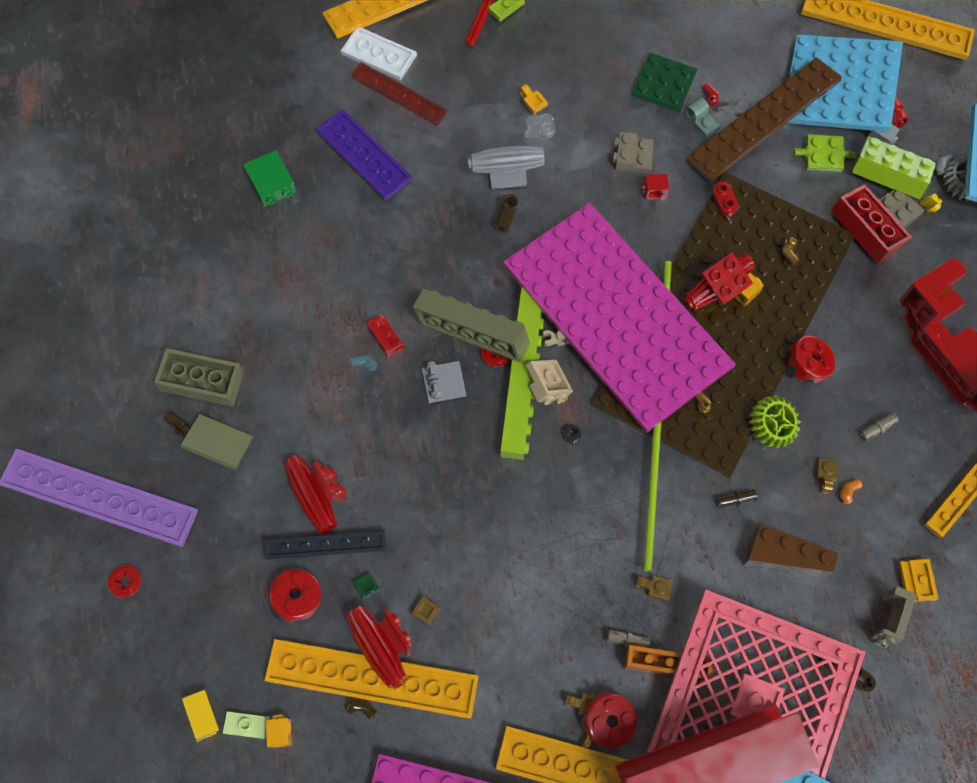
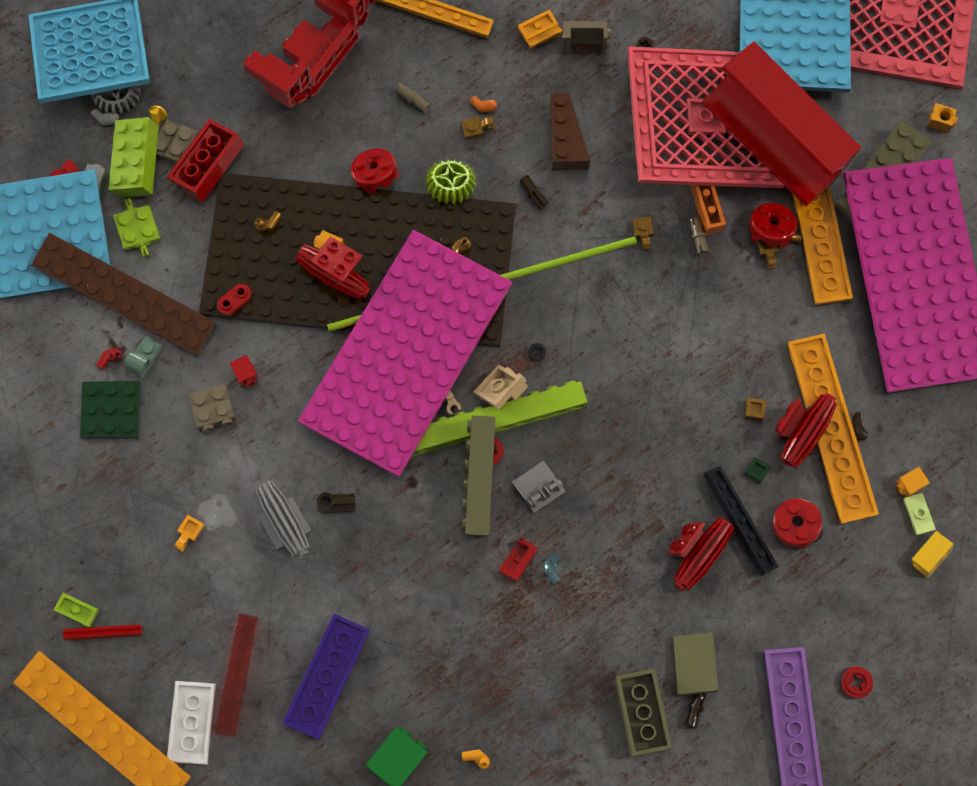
camera: 115 degrees left, 5 degrees up
(239, 240) = (478, 757): none -> light orange arm

